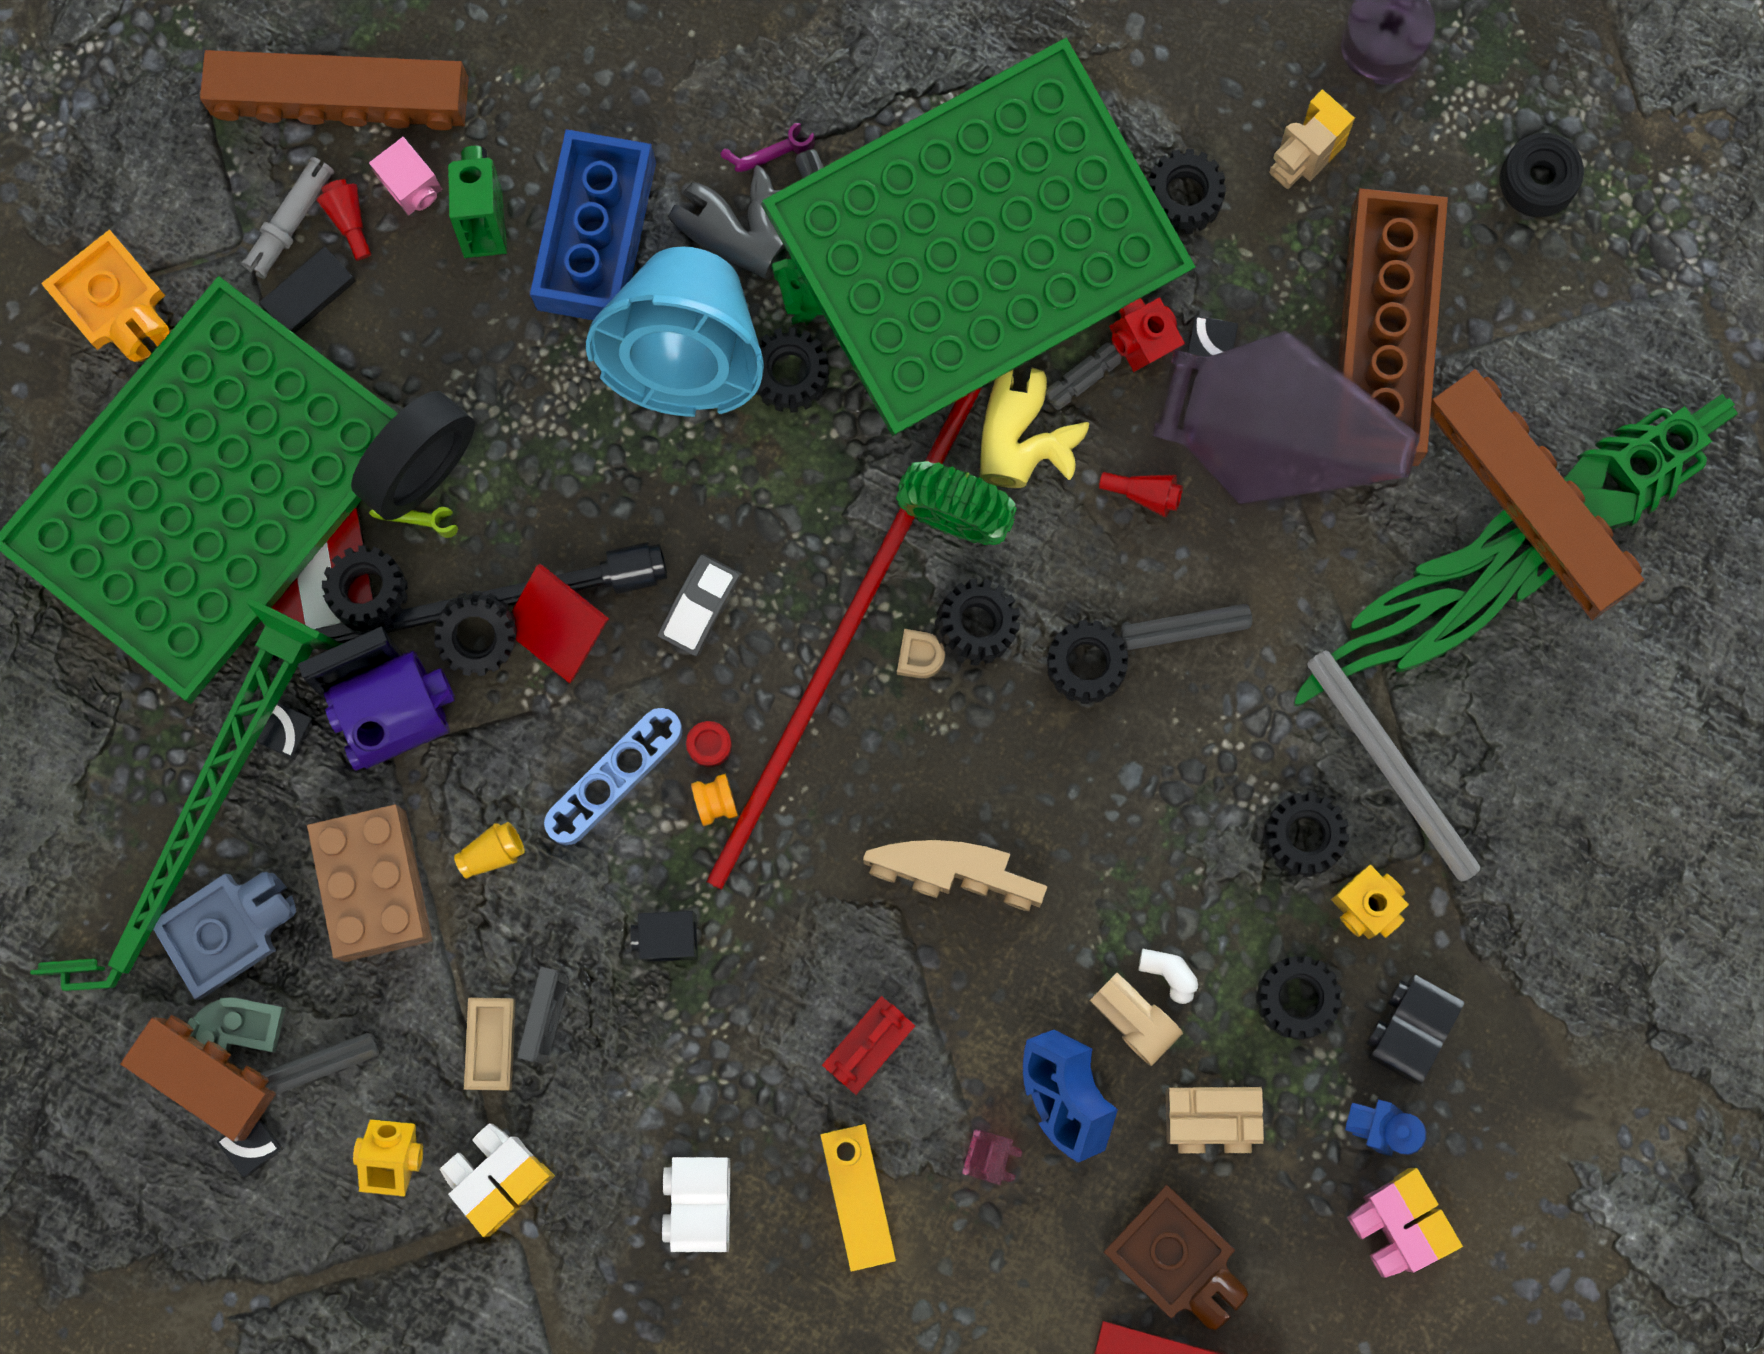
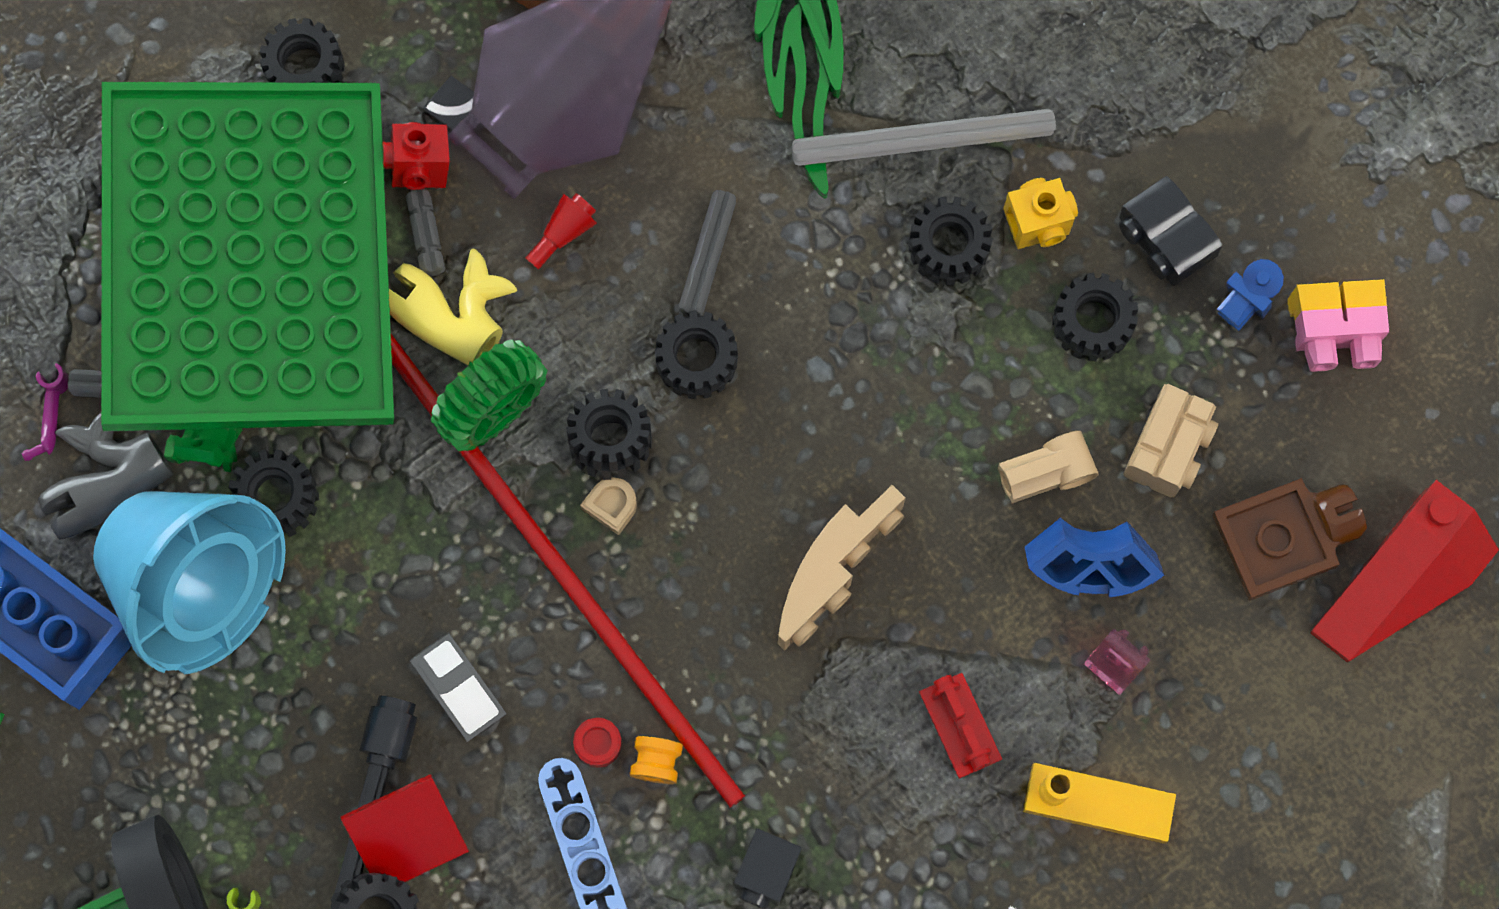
camera: 70 degrees left, 5 degrees down
(1175, 971) = (1020, 413): white arm -> none

